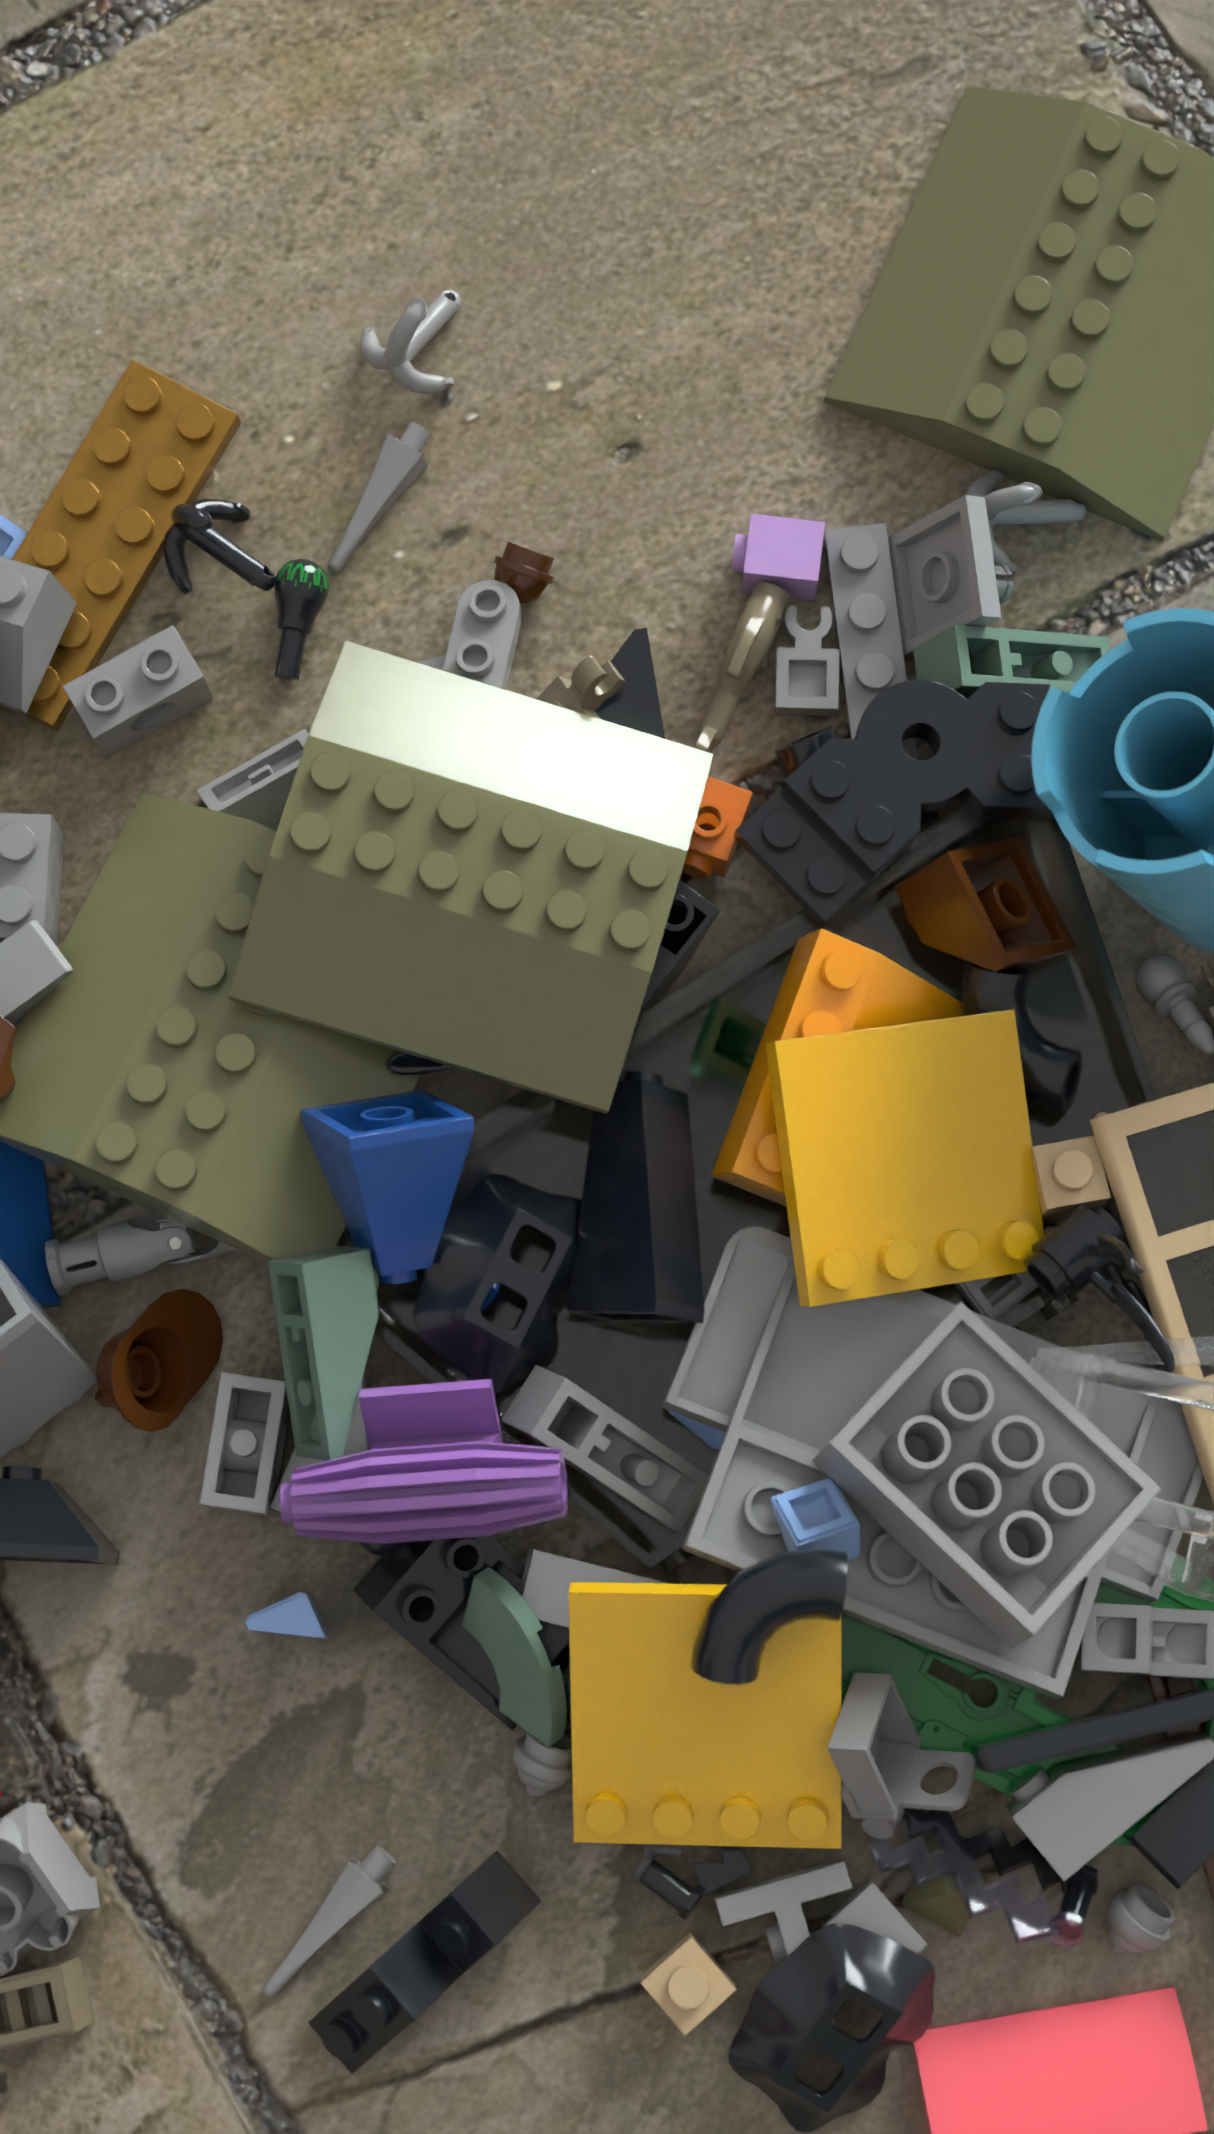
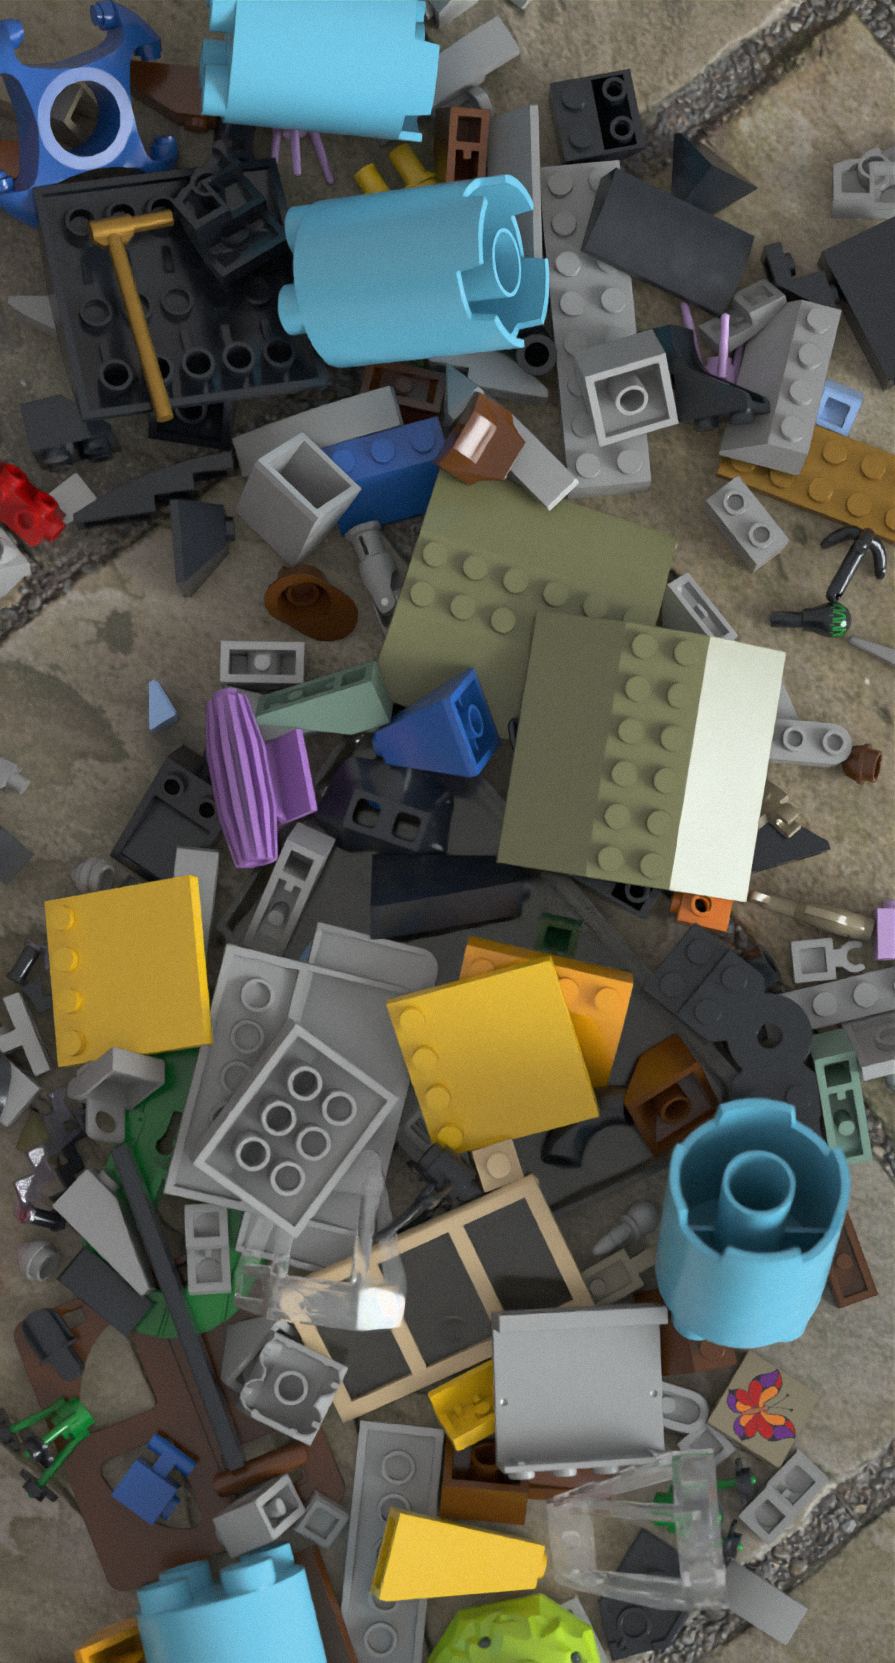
camera: 80 degrees right, 5 degrees up
(507, 1630) = (164, 843): sand green tile -> none
(760, 1603) = (194, 994): black cylinder -> none
(817, 1519) = (249, 1025): light blue slope -> none

